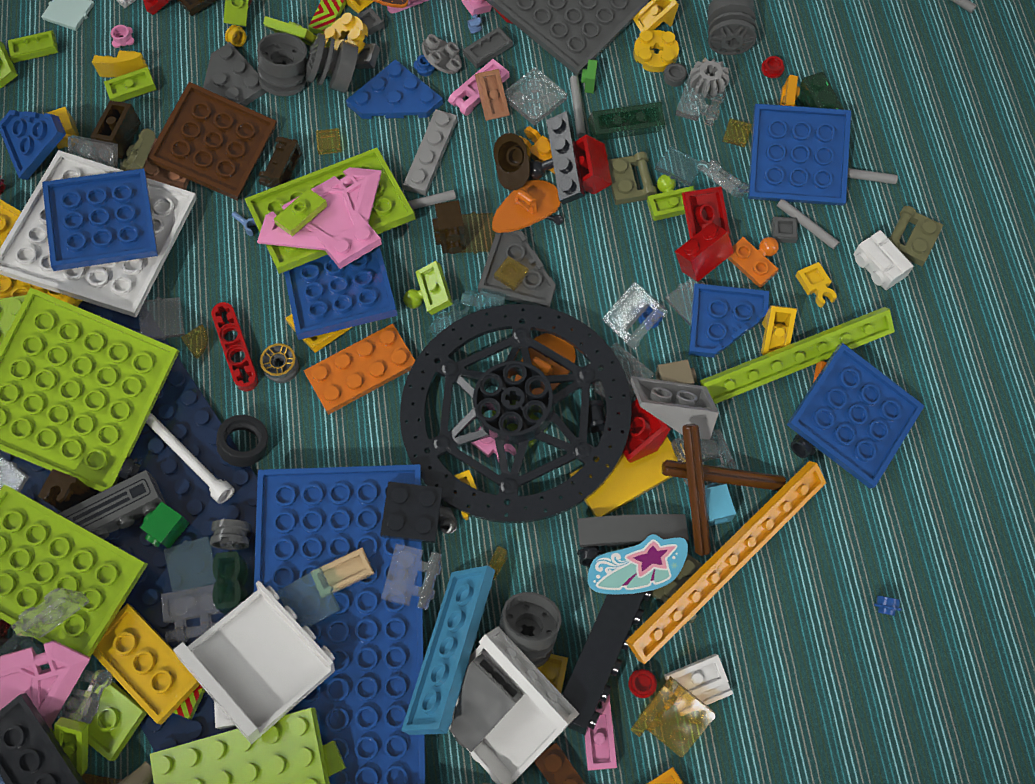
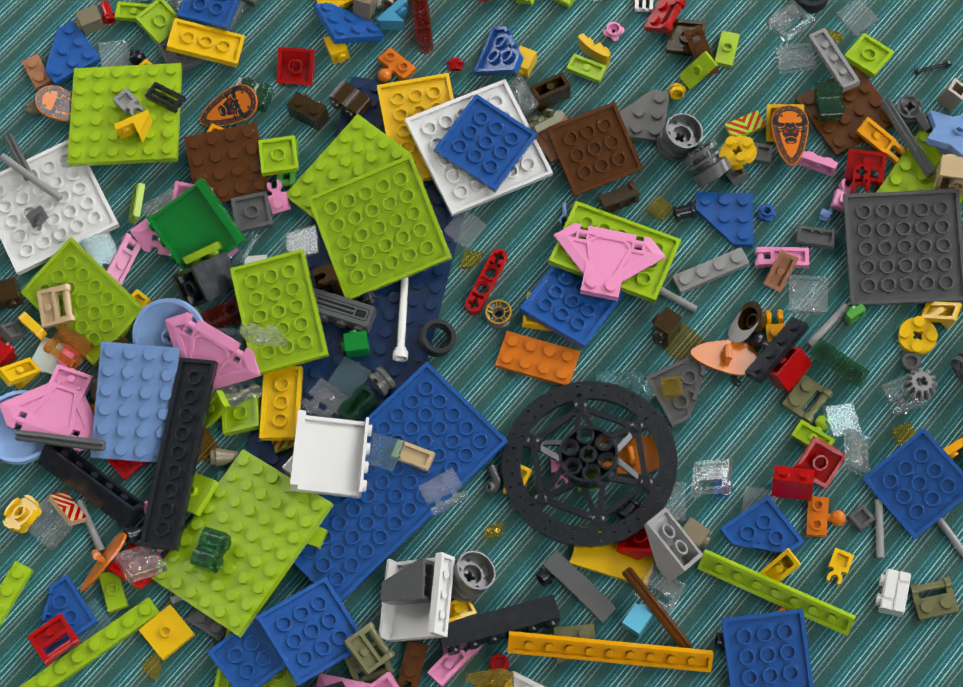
camera: 55 degrees right, 0 degrees up
(290, 28) = (708, 121): lime plate -> none
(300, 212) = (592, 240): lime plate -> none
(353, 124) = (684, 211): none -> black bush
(411, 512) = (477, 460): black plate -> none
(432, 289) = (621, 354): lime plate -> none
(441, 54) = (781, 216): light grey dish -> none
(448, 652) = (423, 545): dark azure plate -> none
(638, 567) = (558, 606): sticker -> none
(696, 489) = (630, 598): reddish brown axle -> none

